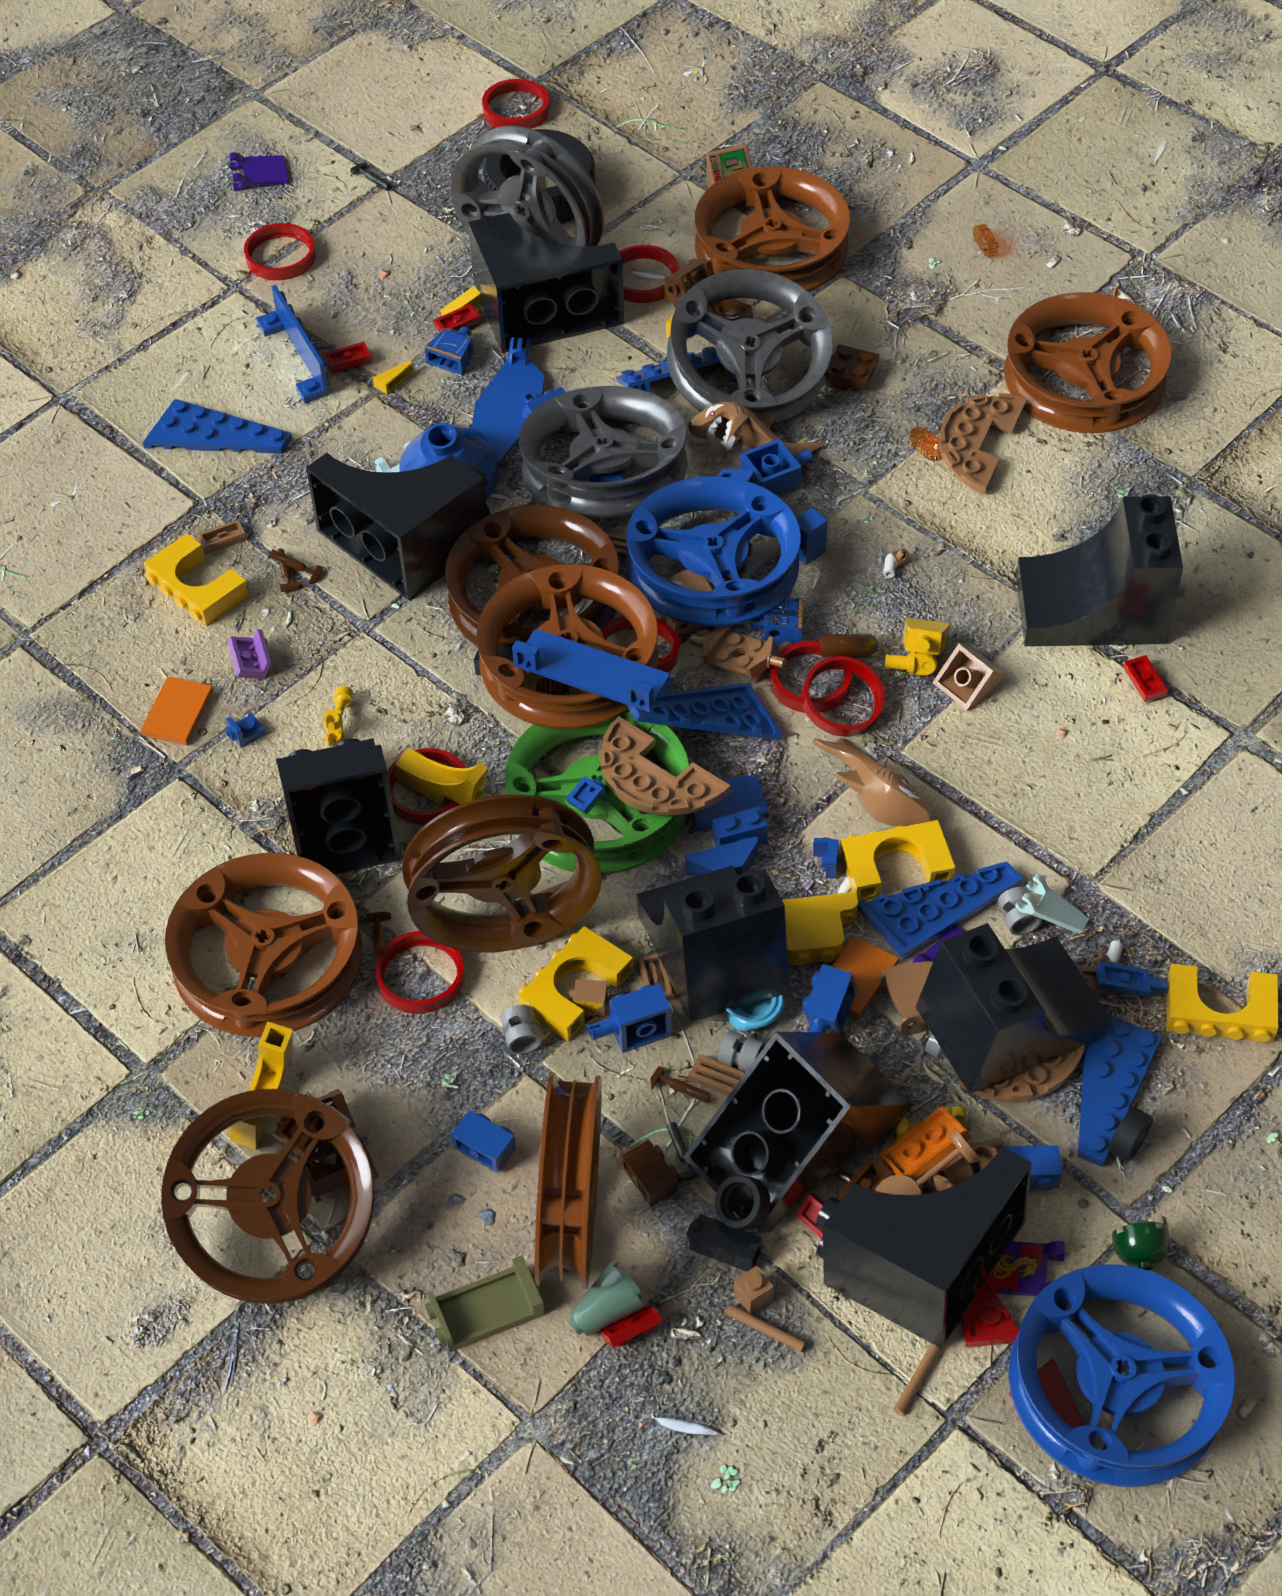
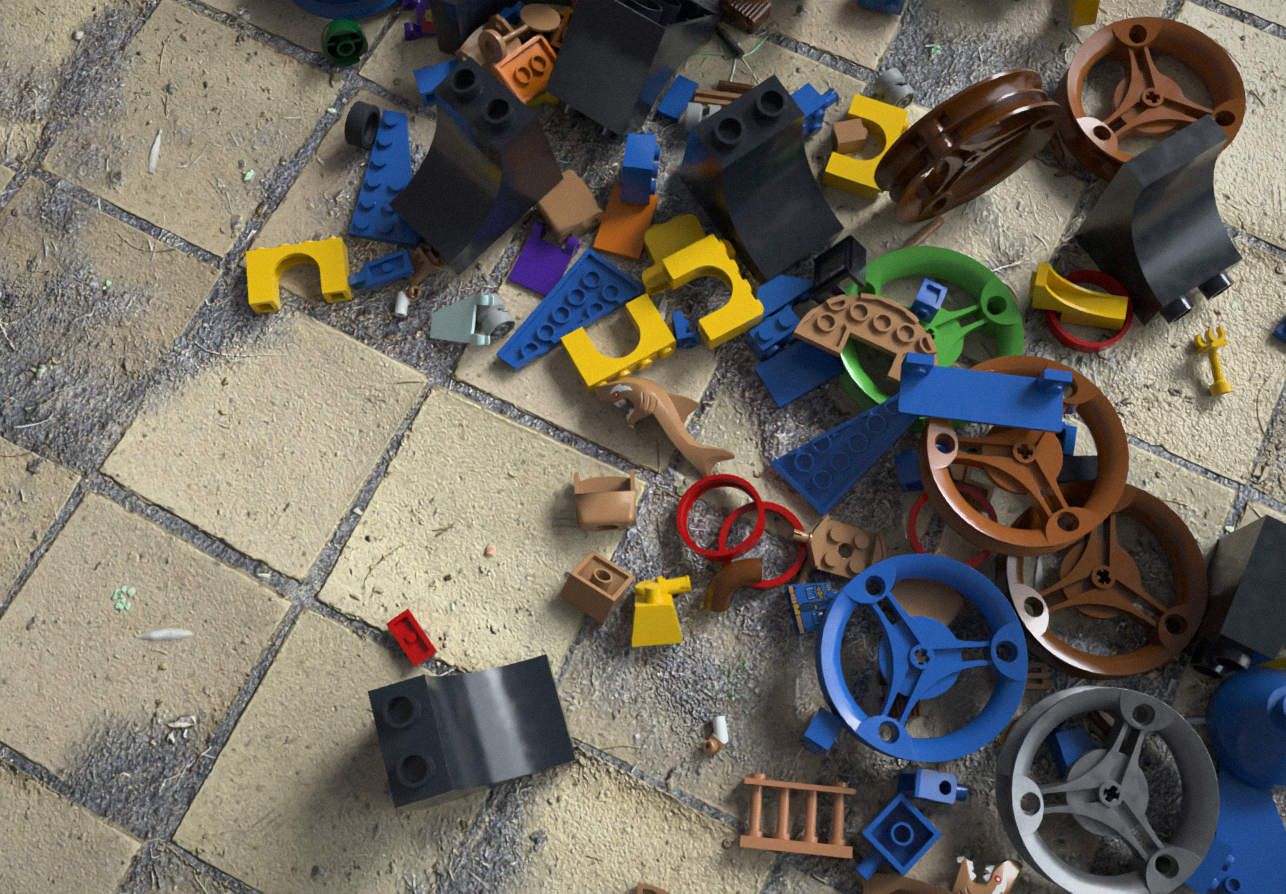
camera: 165 degrees right, 20 degrees up
(659, 848) = (835, 265): none -> black window
(784, 831) = (709, 258): none -> yellow arch
(851, 483) = (781, 840): none -> nougat fence
(944, 735) = (605, 502): none -> medium nougat piece

